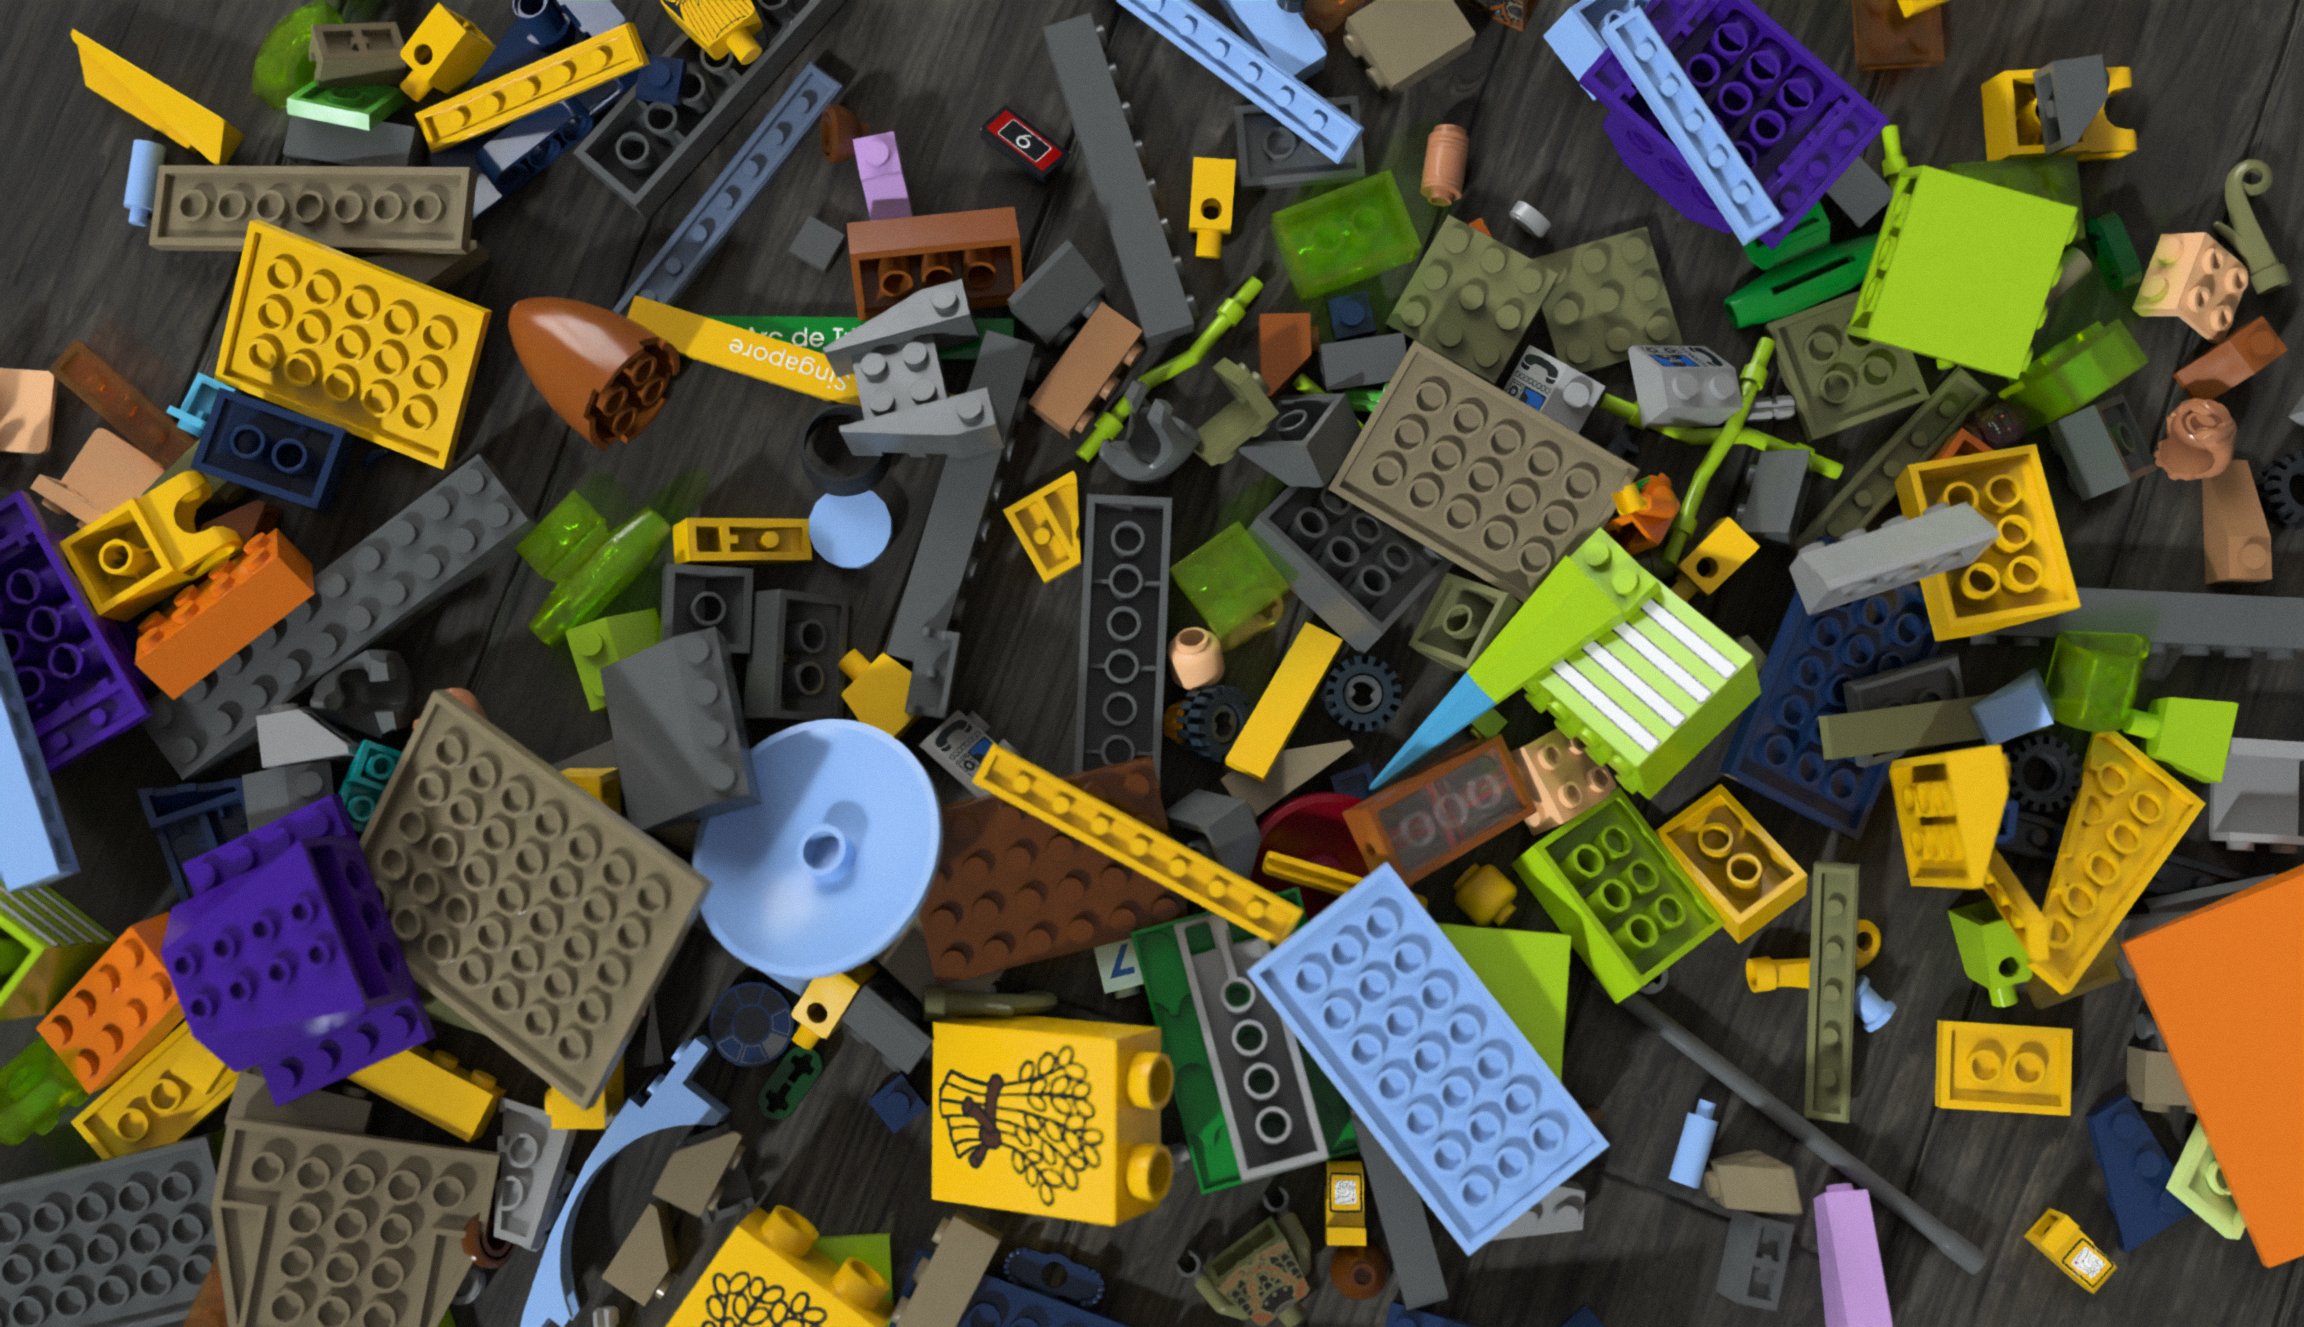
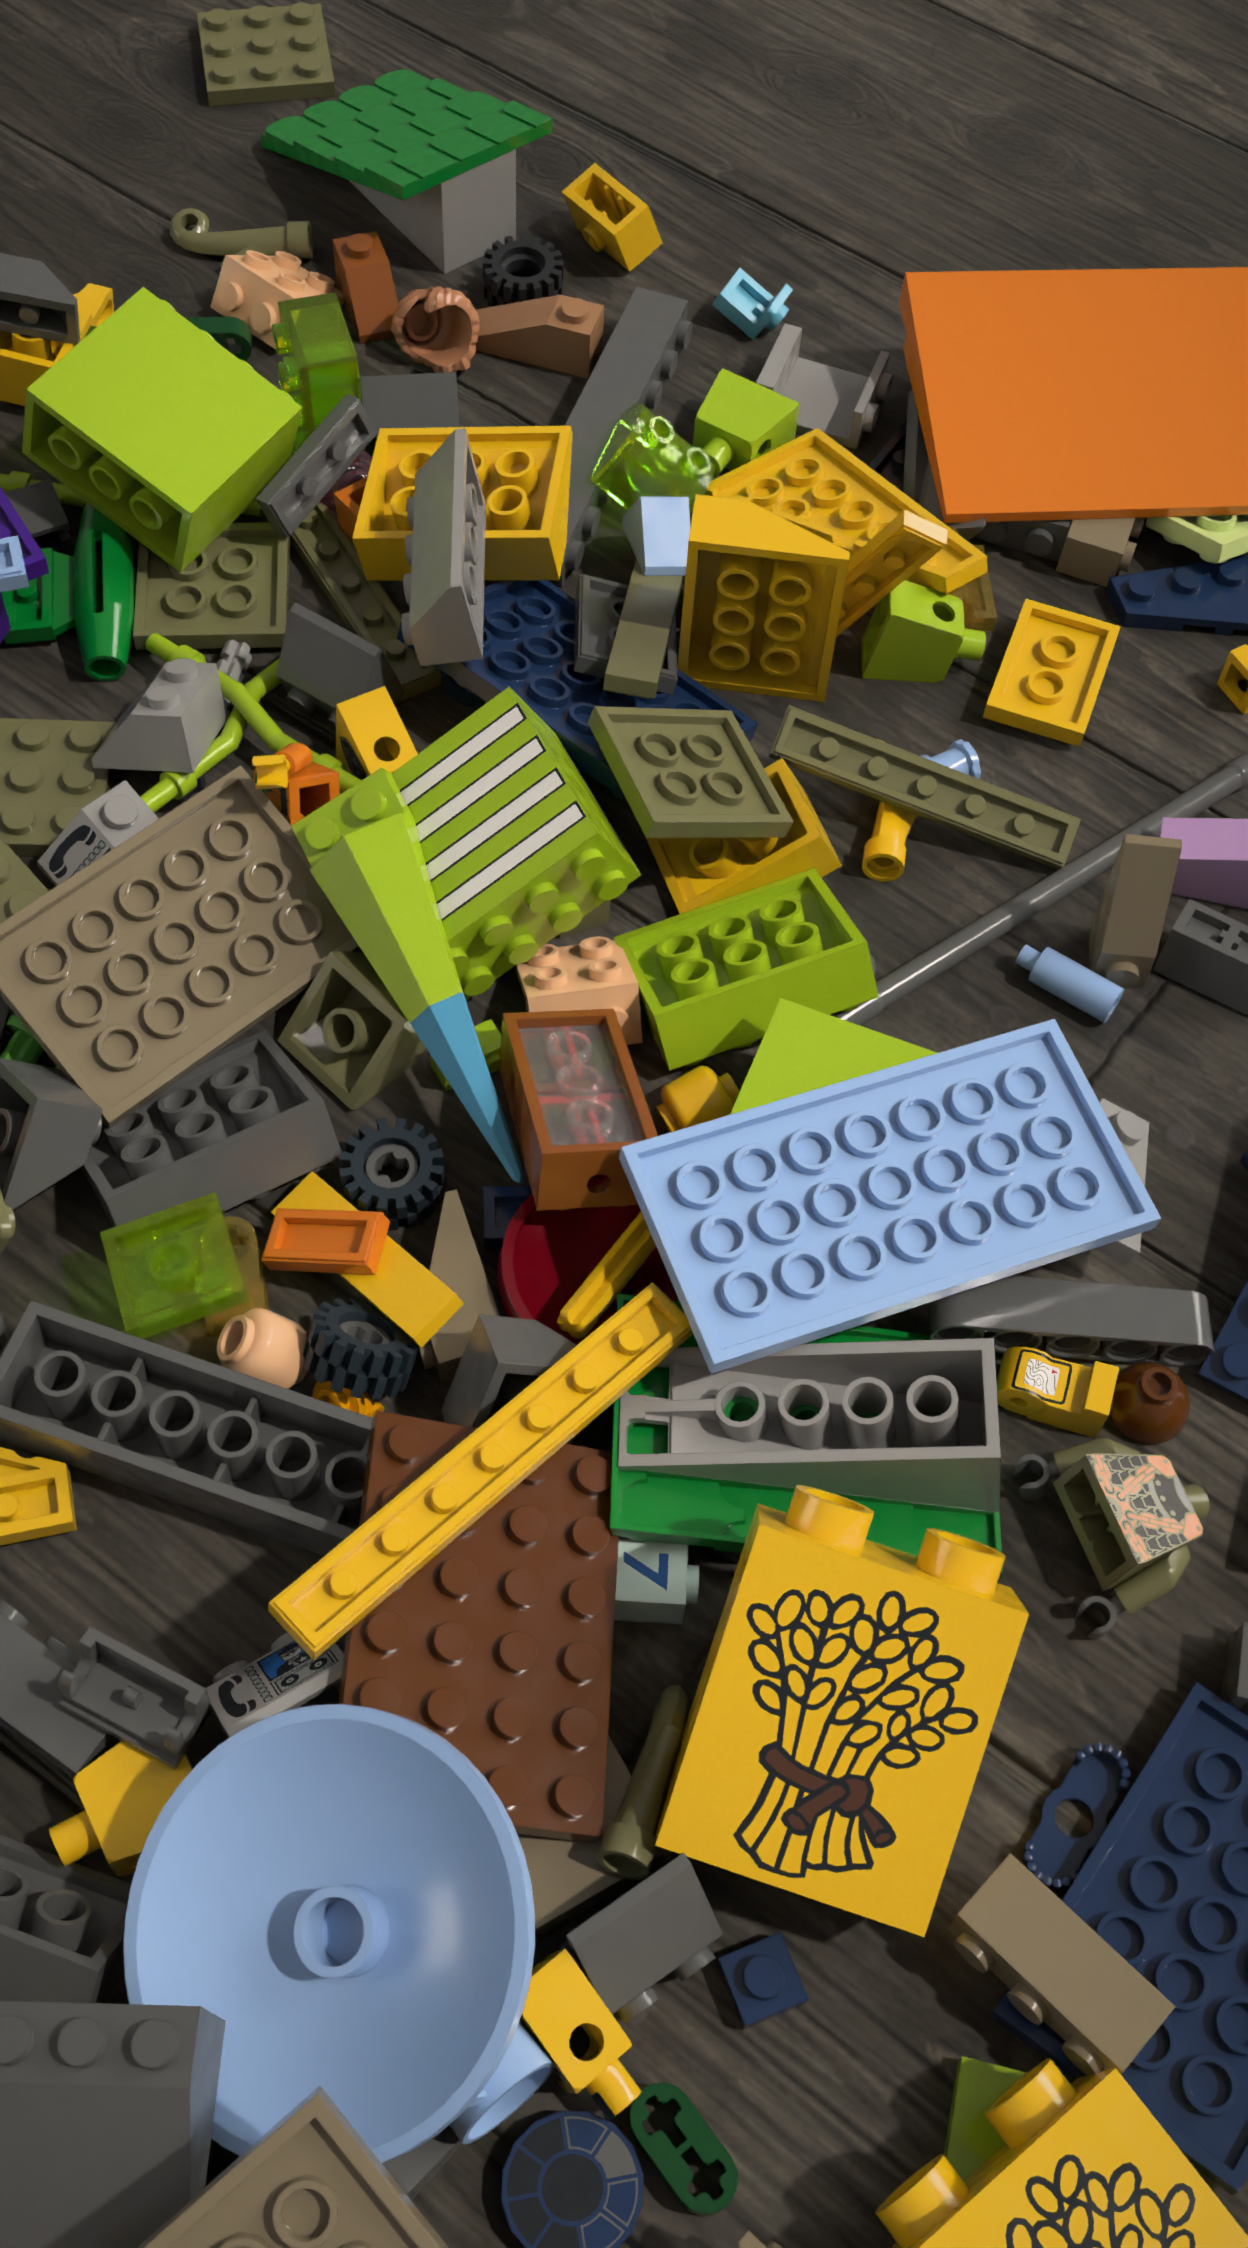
camera: 80 degrees left, 25 degrees down
(1285, 671) = (326, 1241): none -> orange tile
(1757, 809) = (689, 773): none -> olive plate
(1982, 405) = (316, 466): none -> dark grey tile

